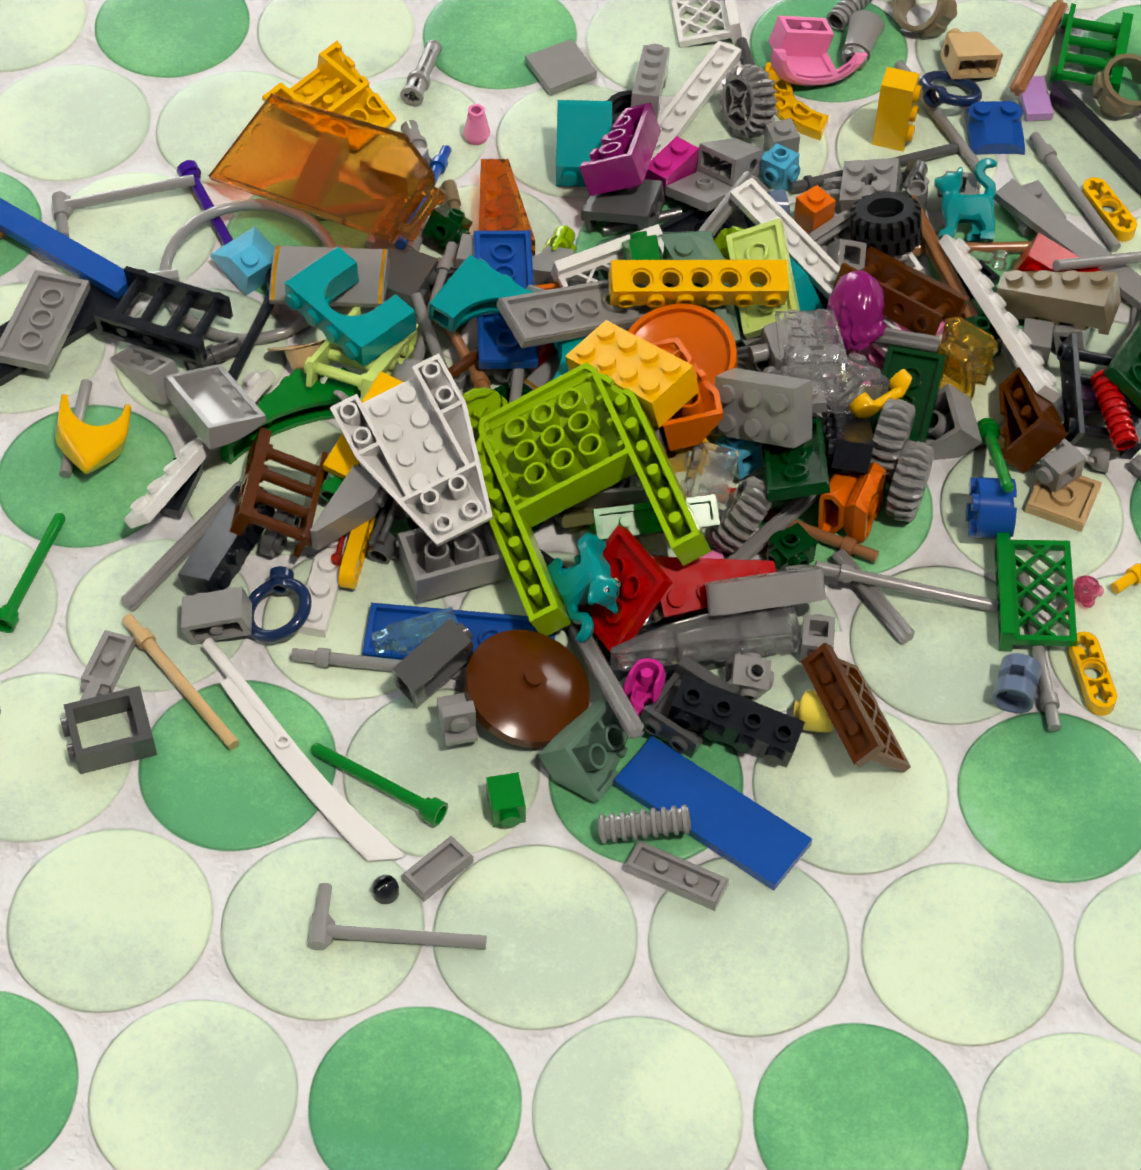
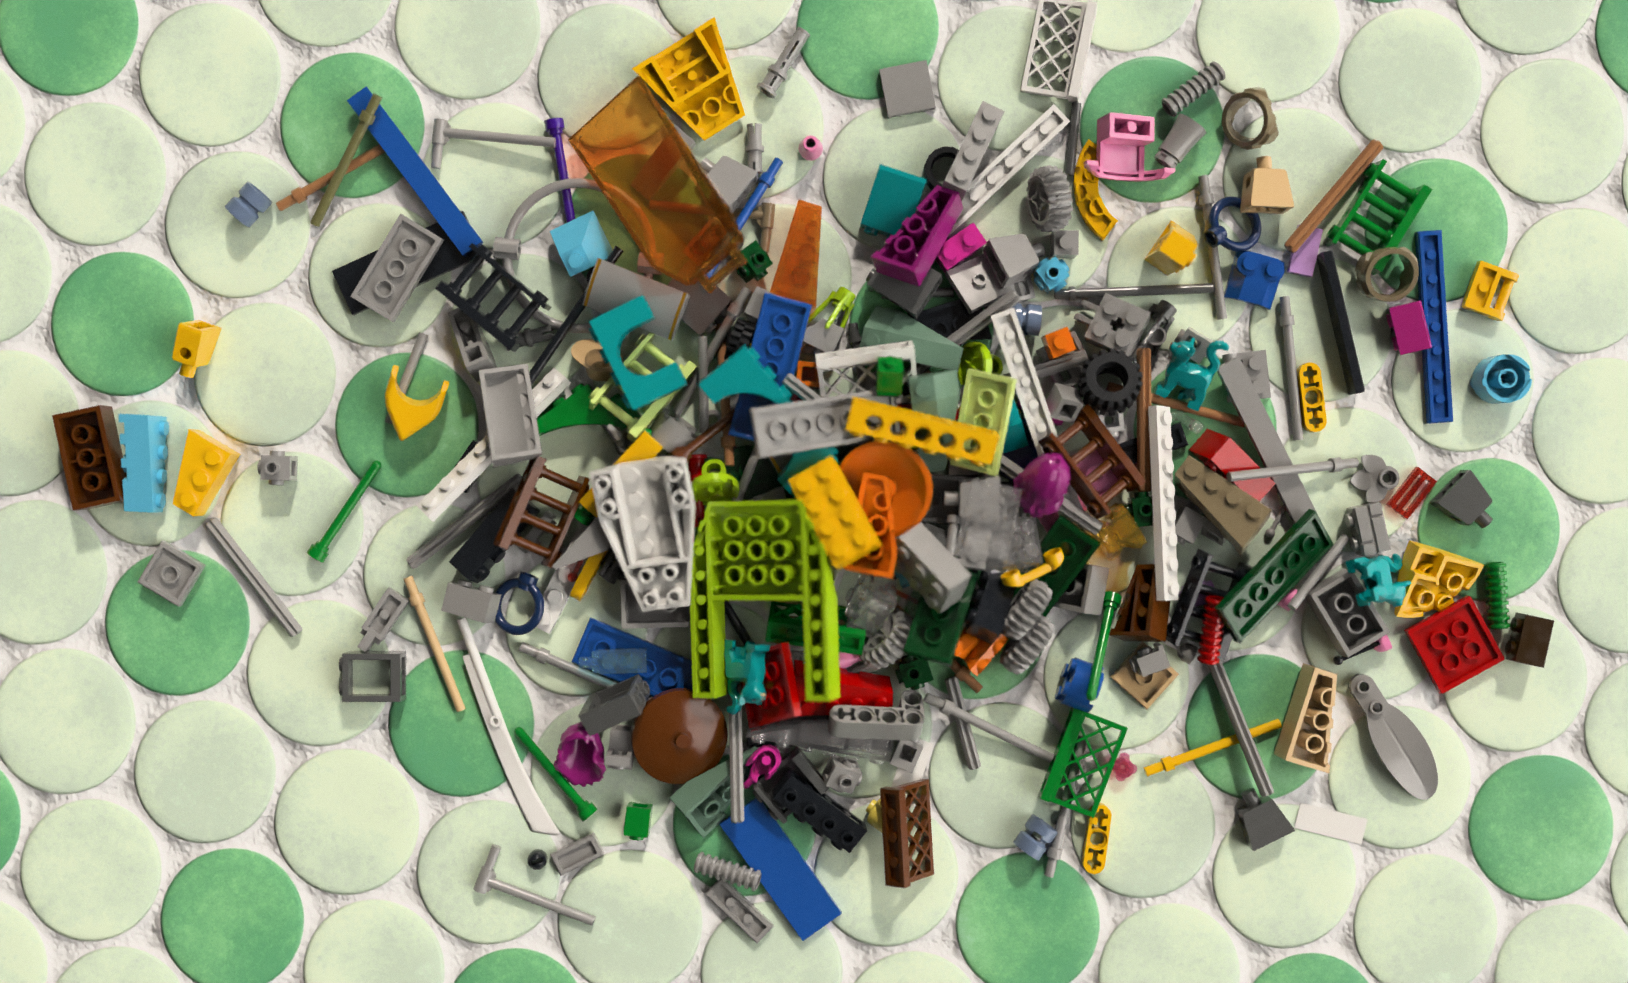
camera: 25 degrees right, 35 degrees up
(407, 741) = (580, 756): none -> magenta piece

